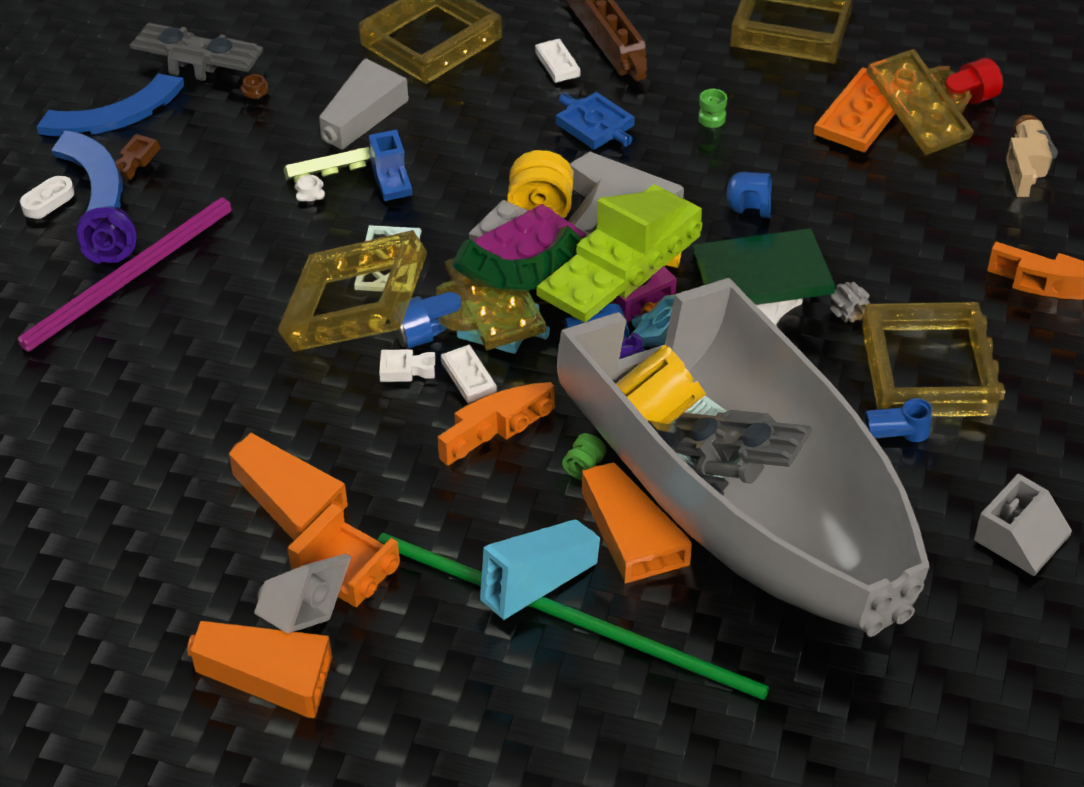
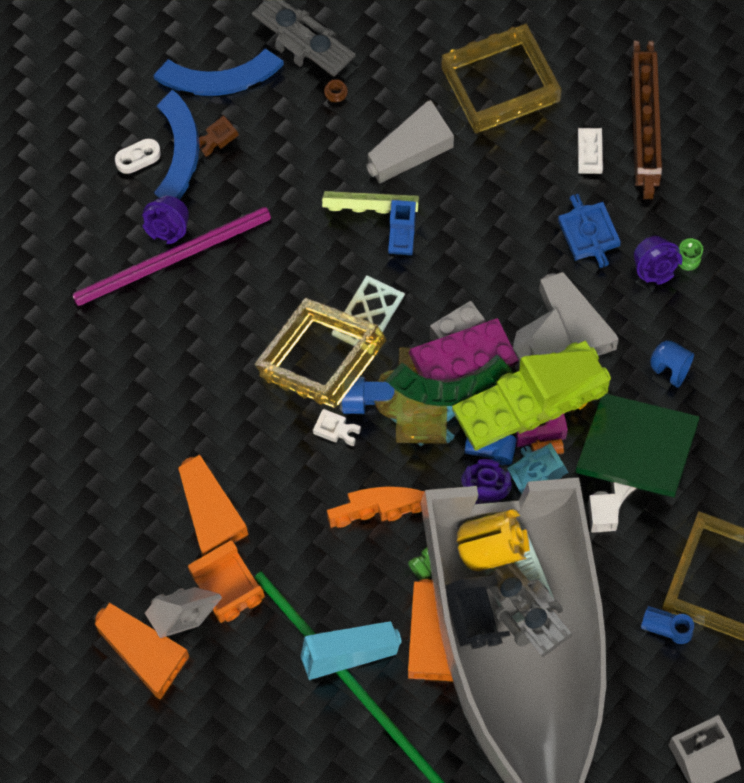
camera: 25 degrees right, 20 degrees up
(309, 188) = (339, 215): white plate -> none
(468, 373) = (378, 453): white plate -> none
(541, 179) = (506, 297): yellow wheel -> none
(683, 116) = (657, 259): none -> dark purple cone
(849, 302) = (691, 499): light grey gear -> none

